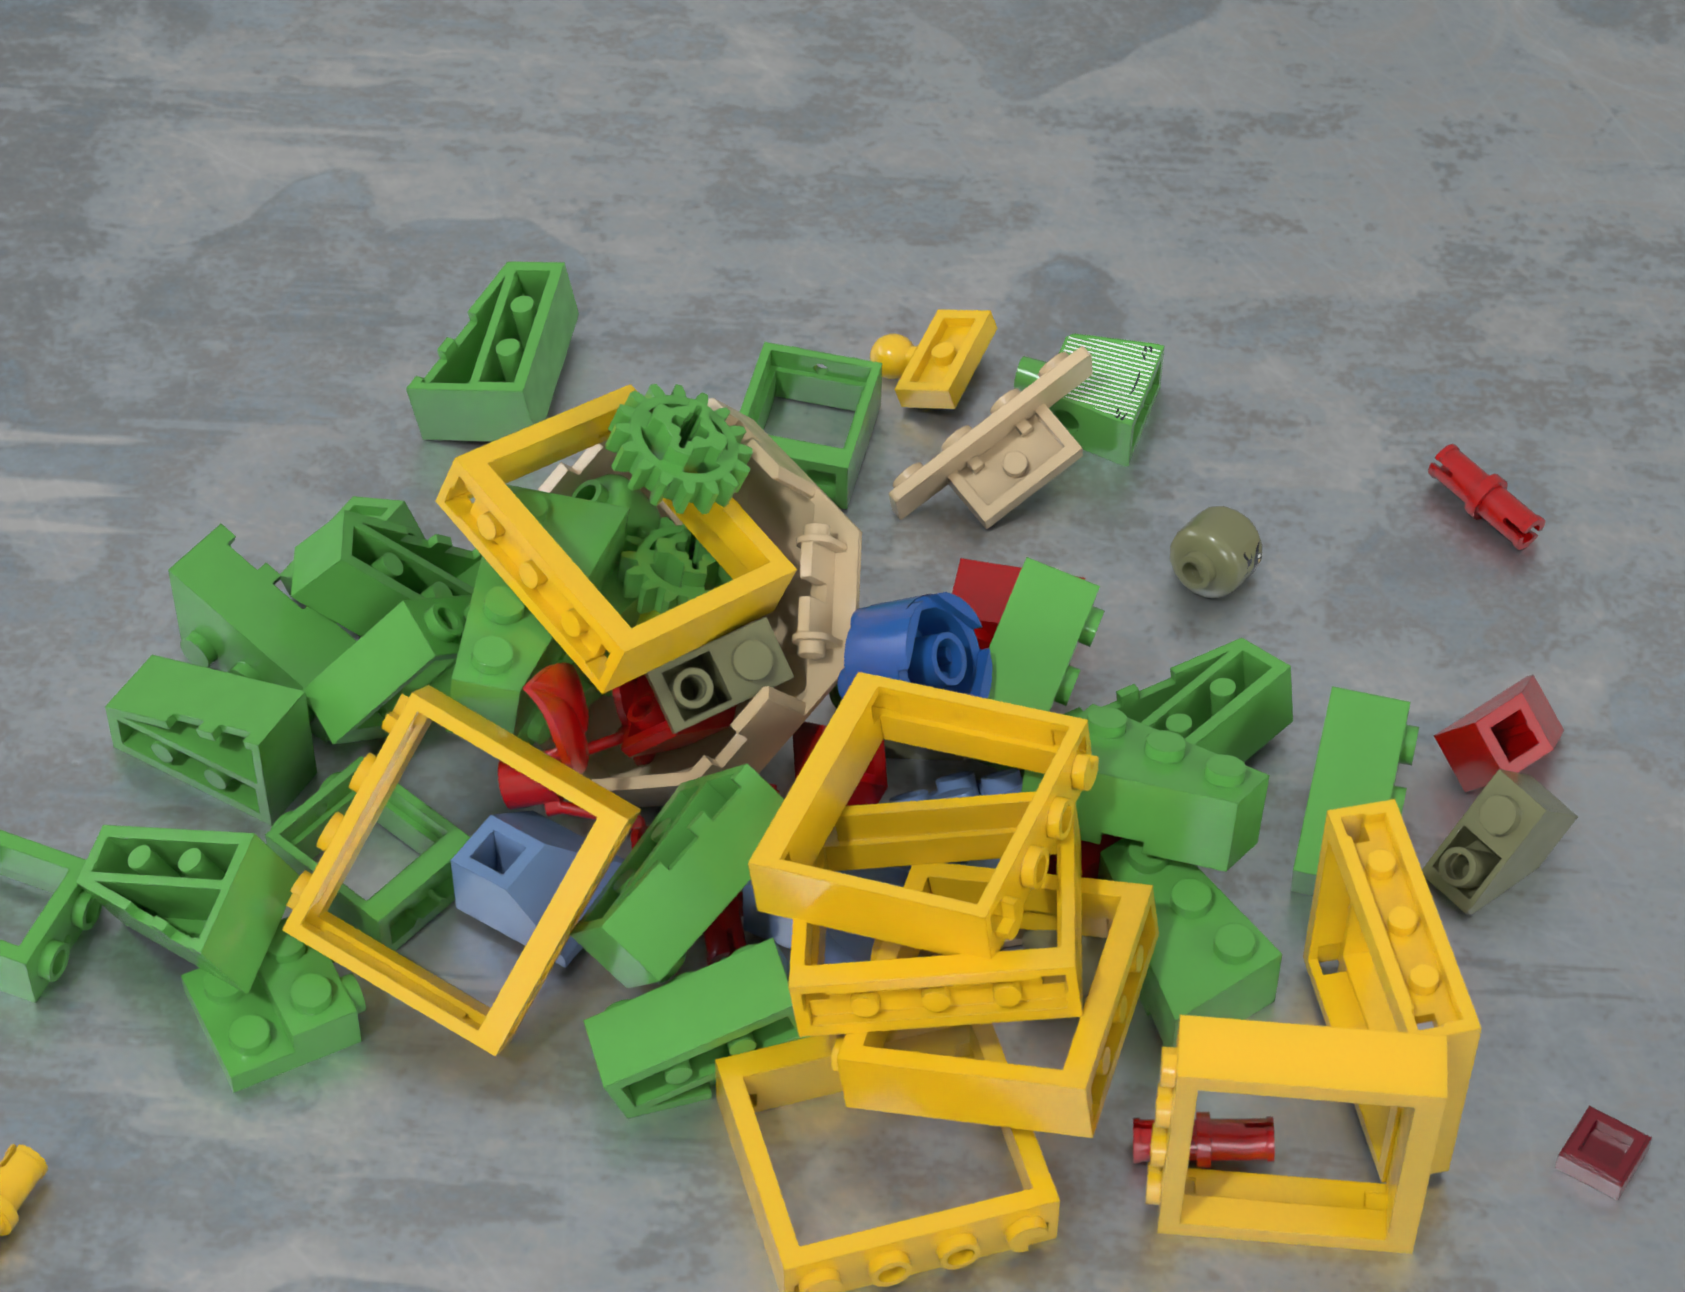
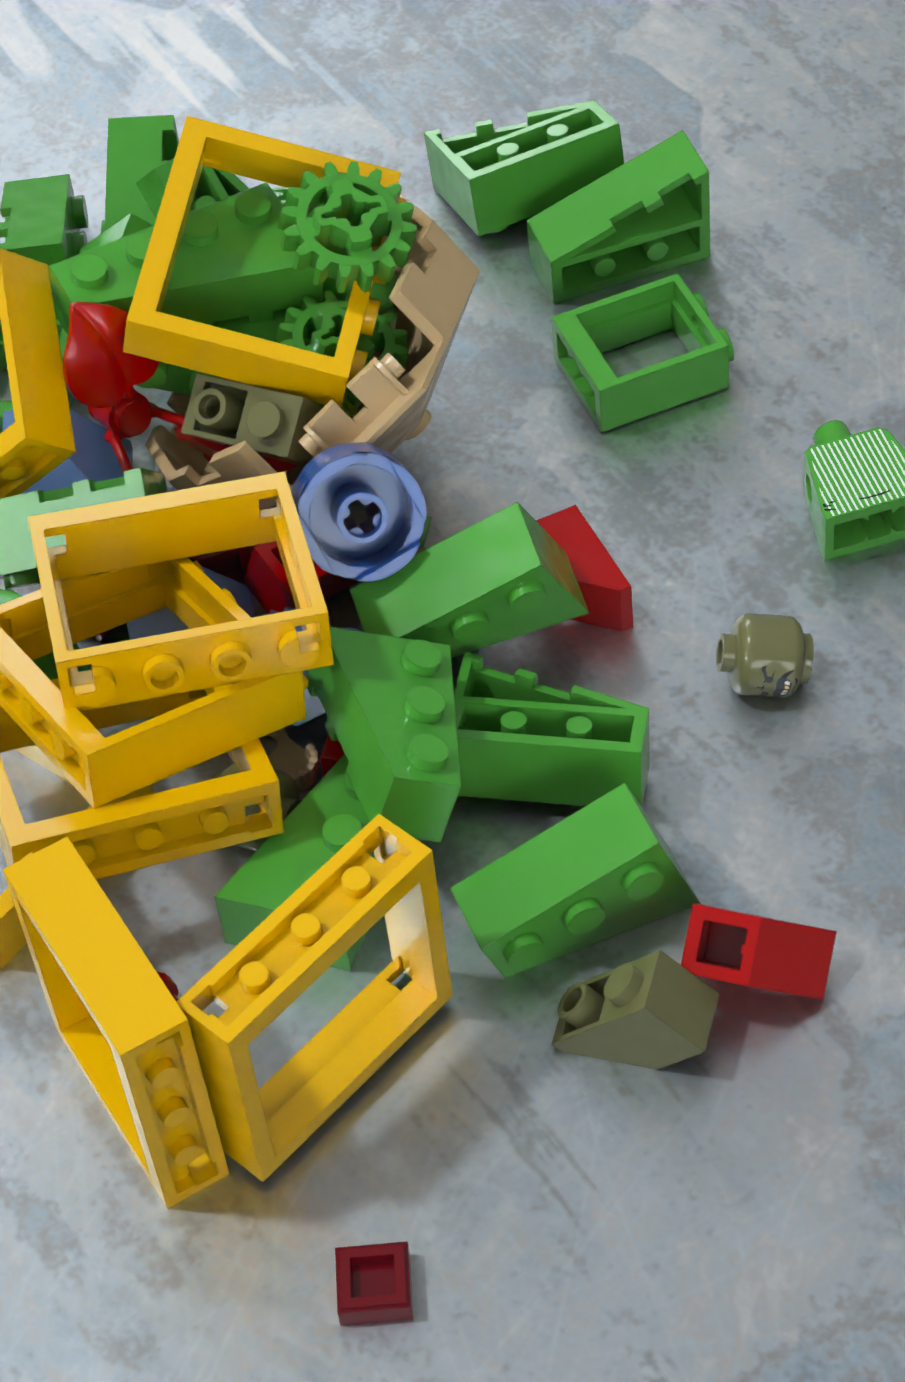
camera: 60 degrees right, 0 degrees up
(661, 316) = (625, 223): none -> bright green wedge
(943, 361) = (793, 384): yellow plate -> none
(1004, 454) = (723, 467): tan bracket -> none

